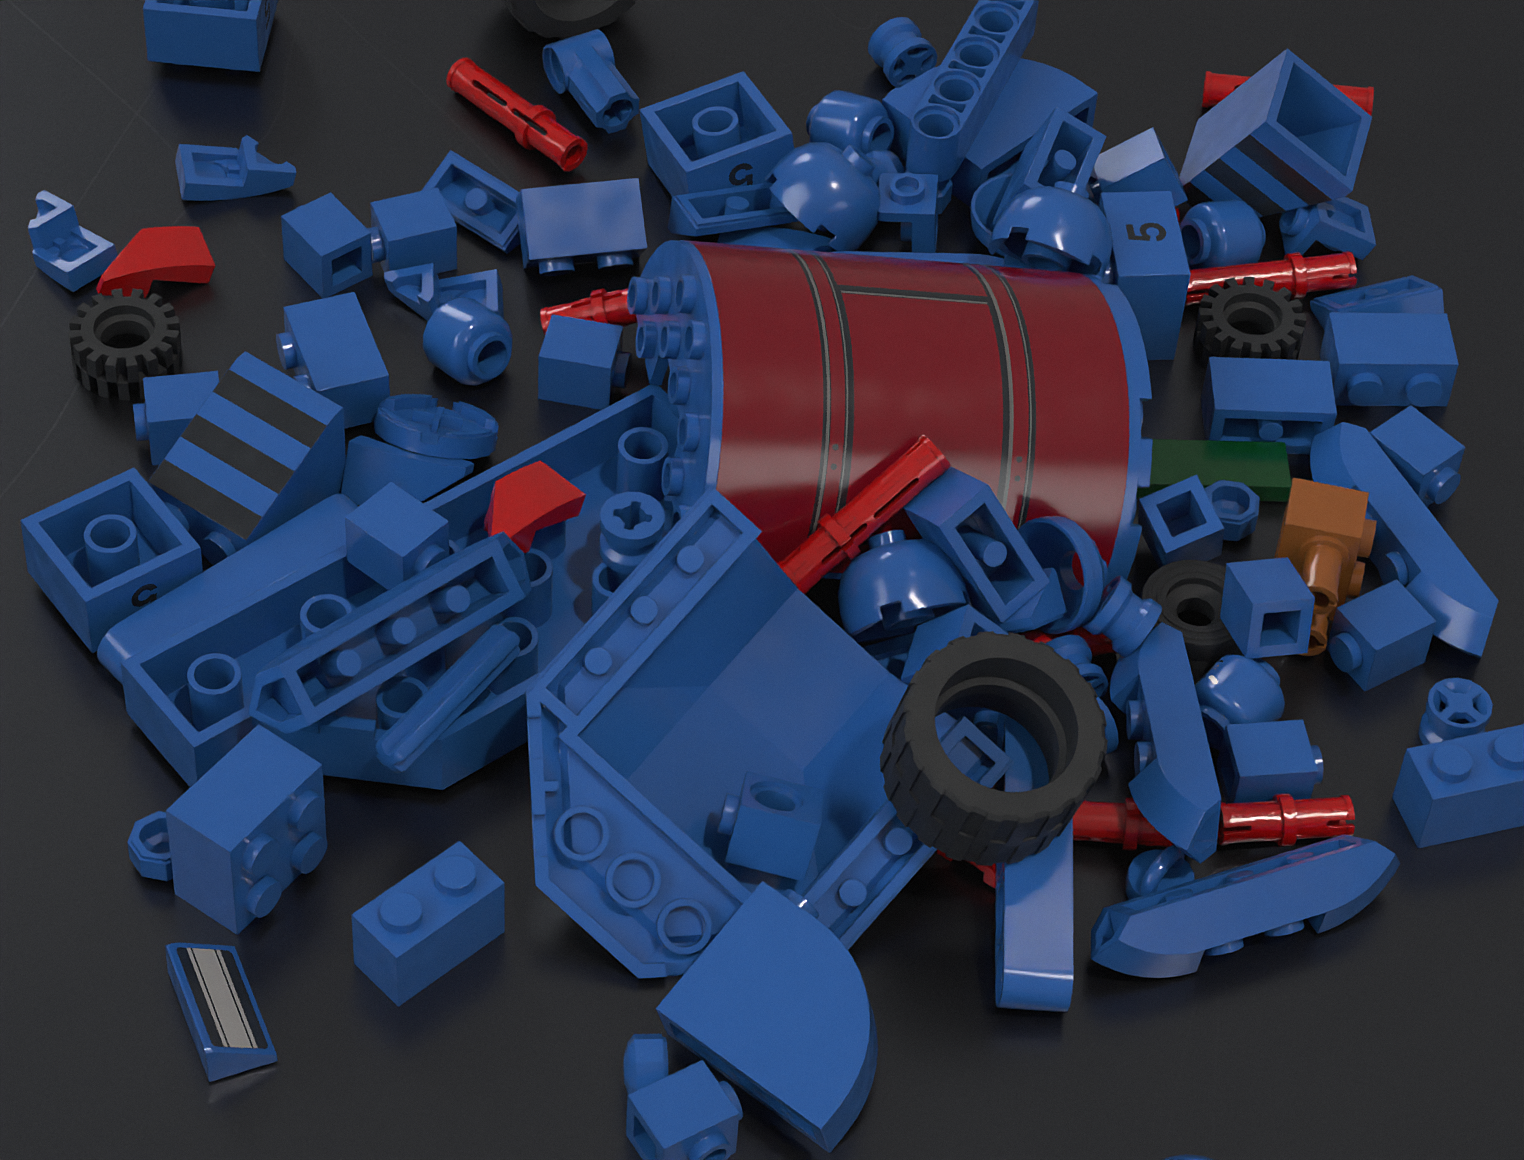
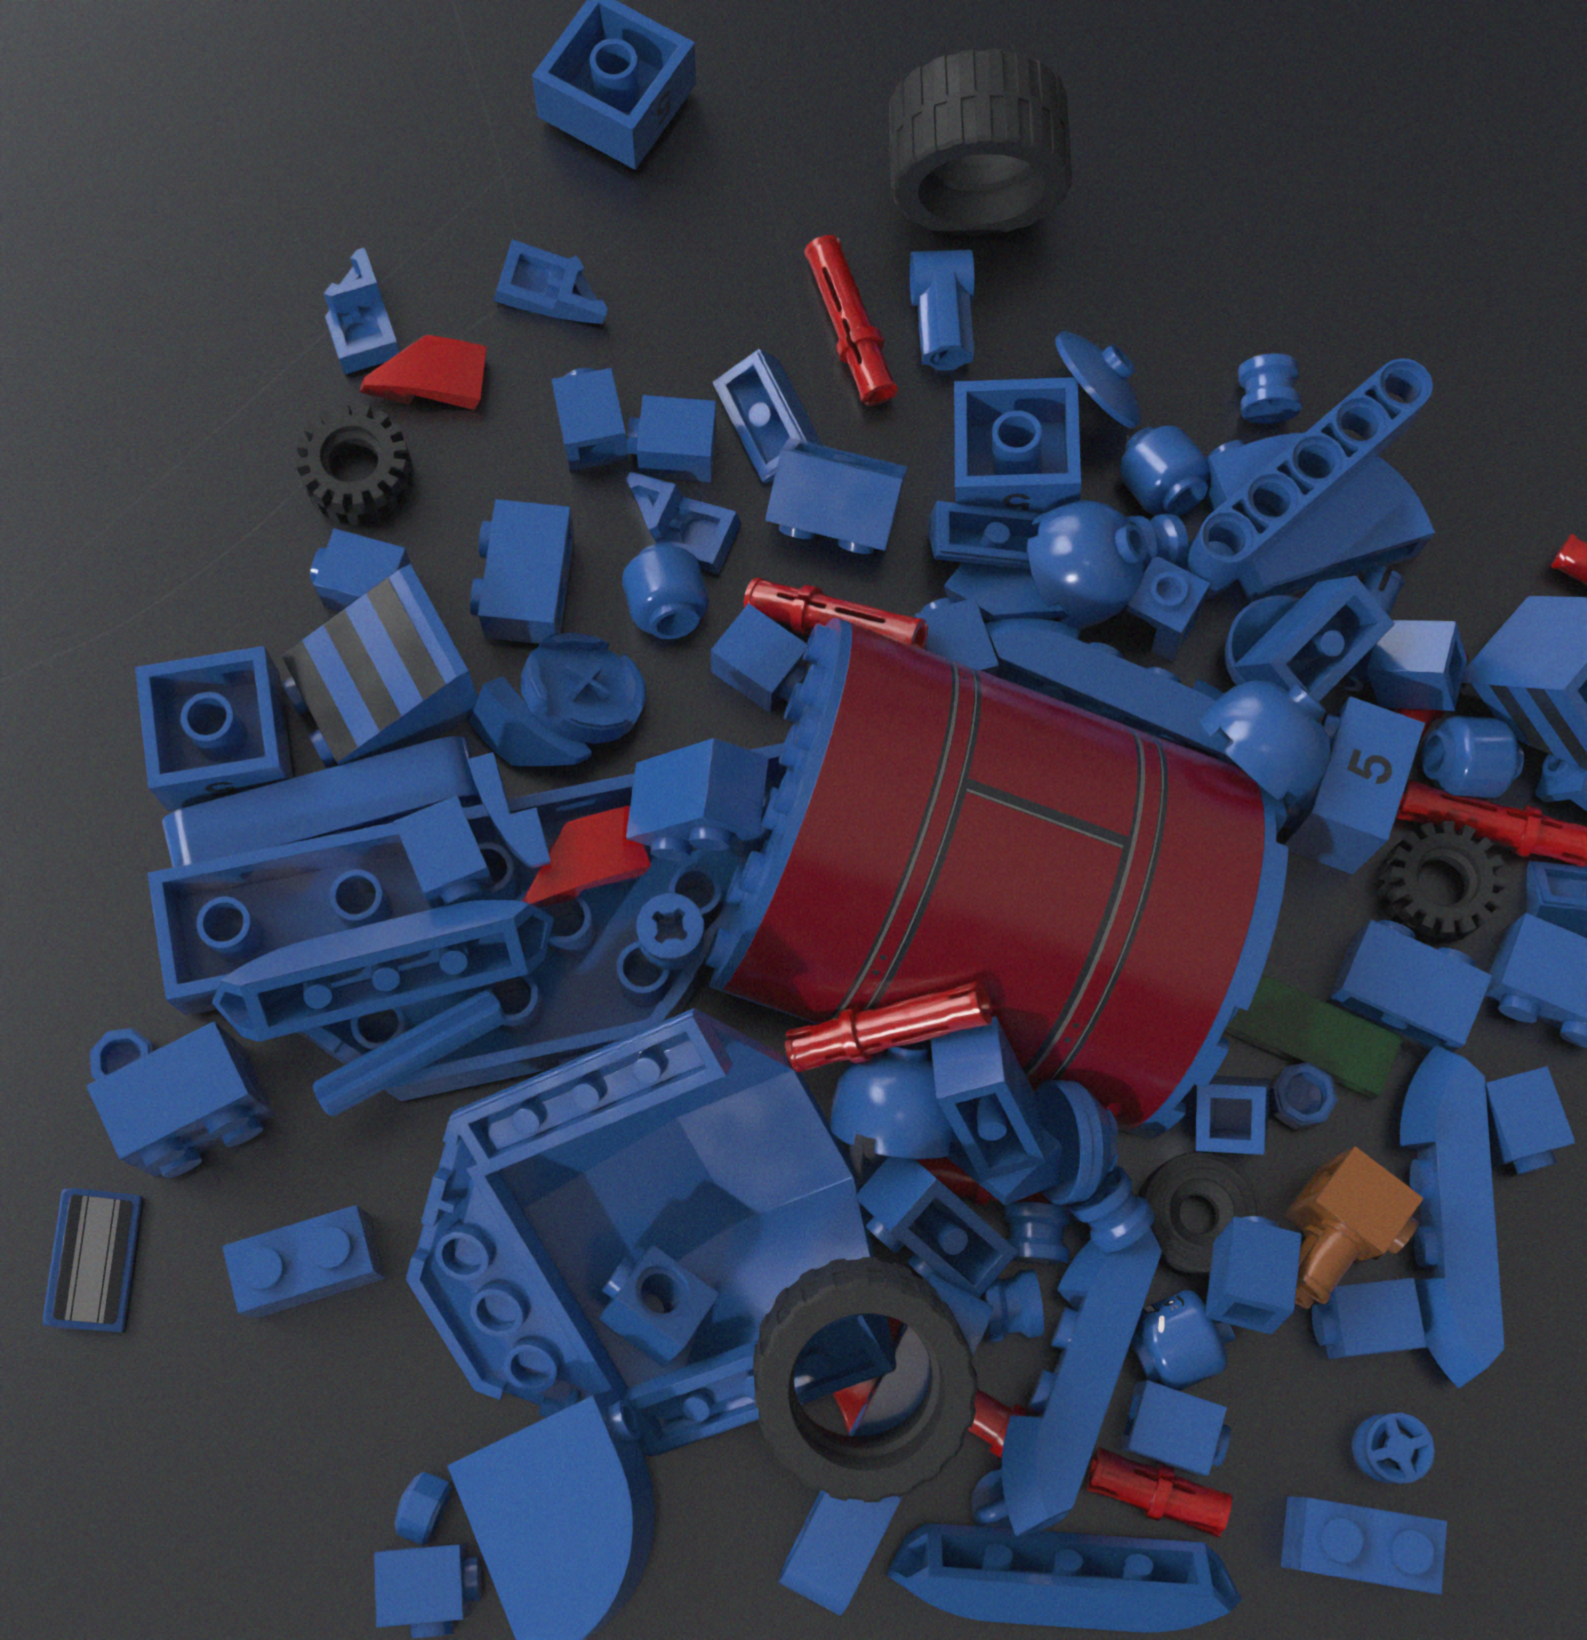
camera: 25 degrees right, 25 degrees up
(455, 498) = (518, 831): none -> blue slope
(605, 413) = (697, 799): none -> blue brick
(766, 73) = (1102, 376): none -> blue dish

